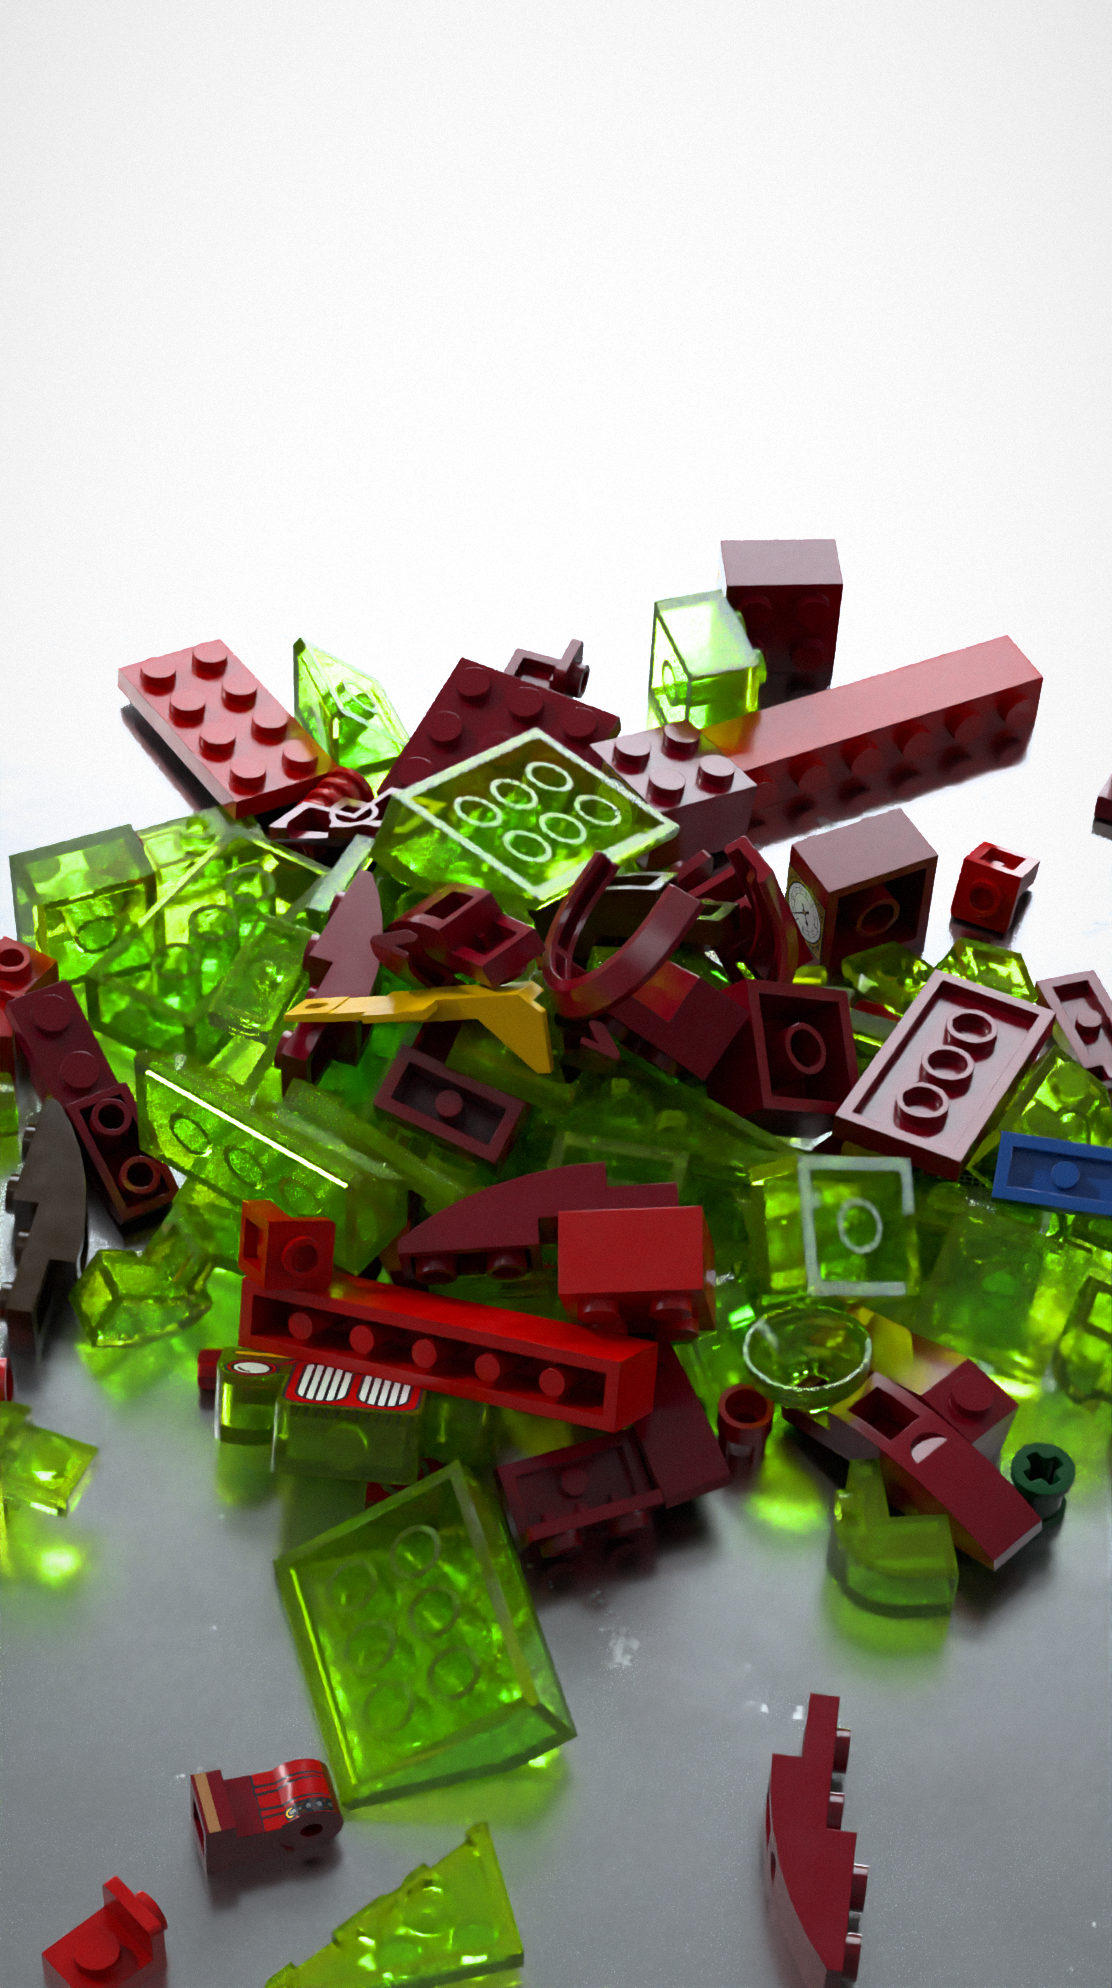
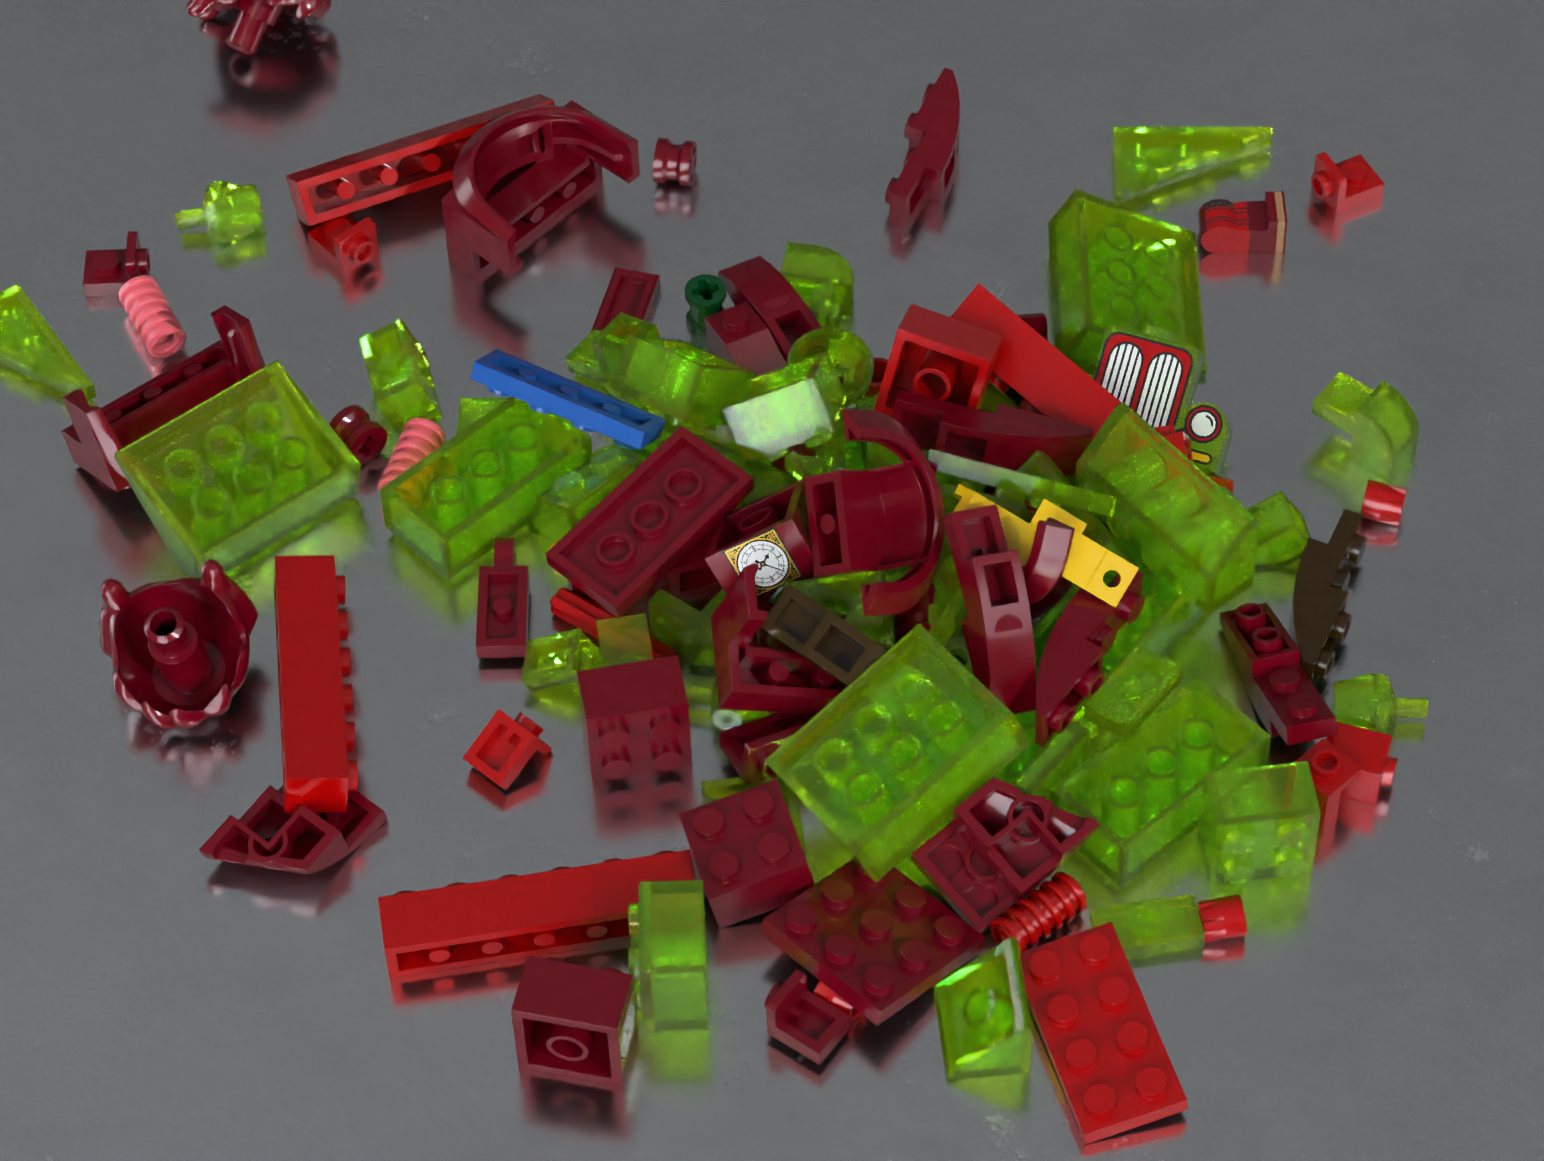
camera: 160 degrees left, 5 degrees up
(448, 1101) = (1016, 485): none -> clear neon green wing

